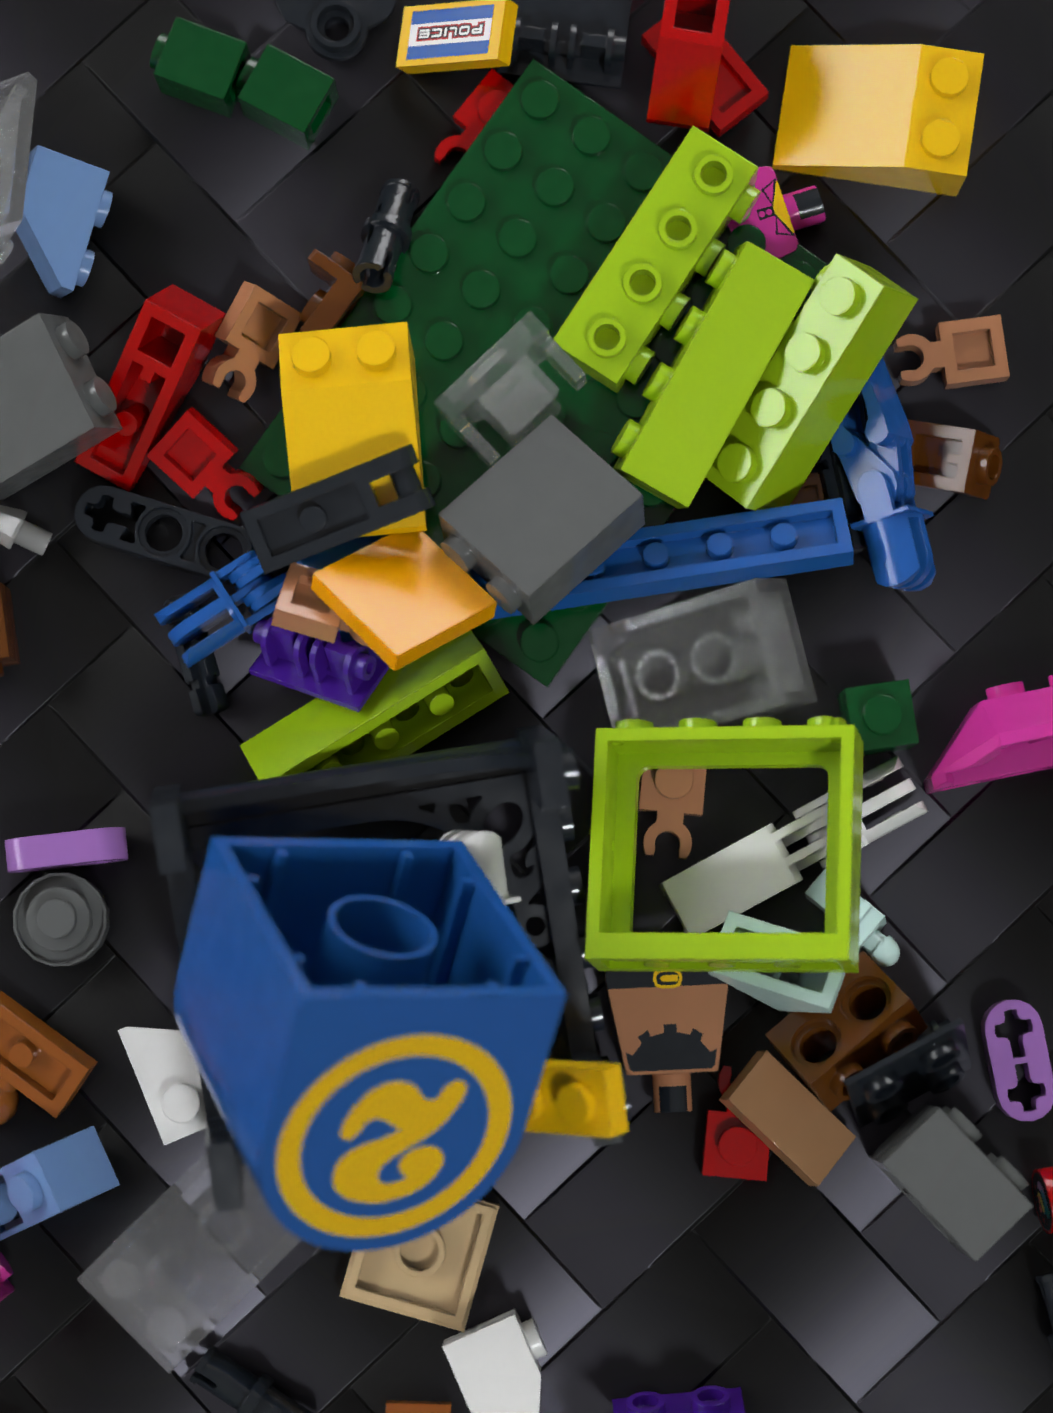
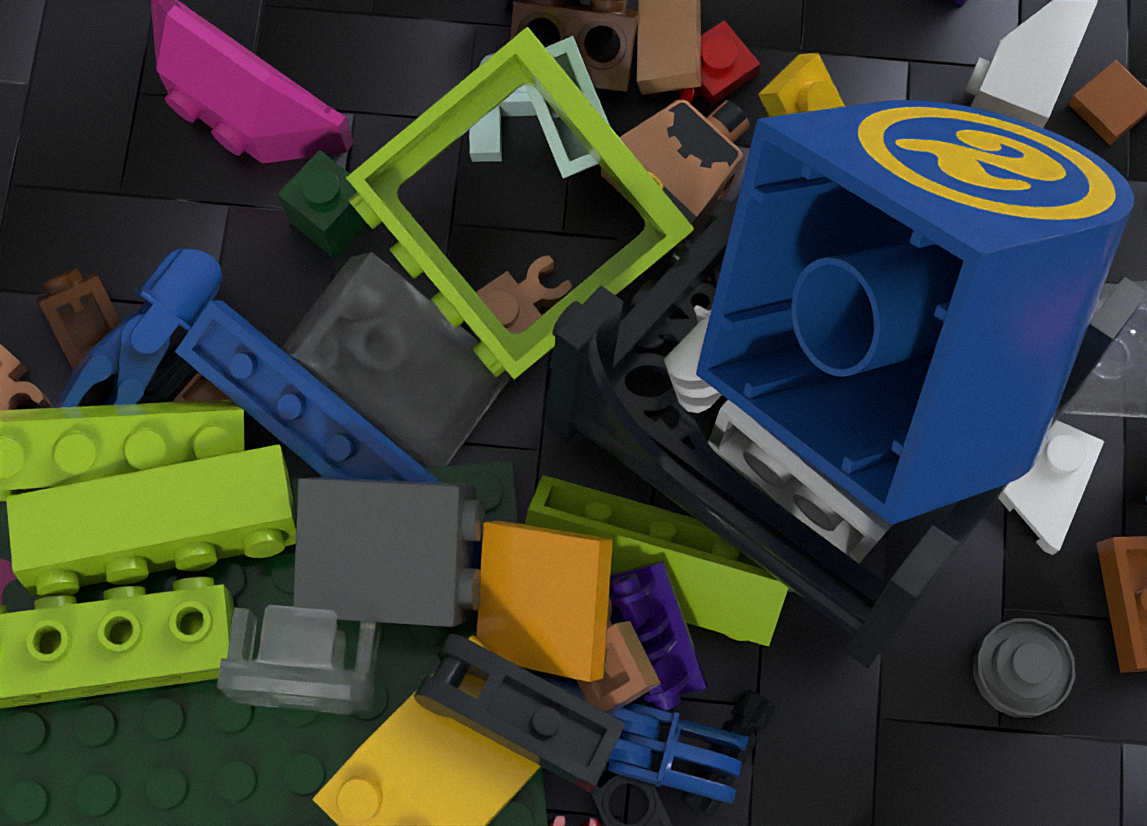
camera: 135 degrees left, 10 degrees down
(66, 849) = (970, 712): medium lavender beam -> none
(761, 863) = (510, 197): white arm -> none

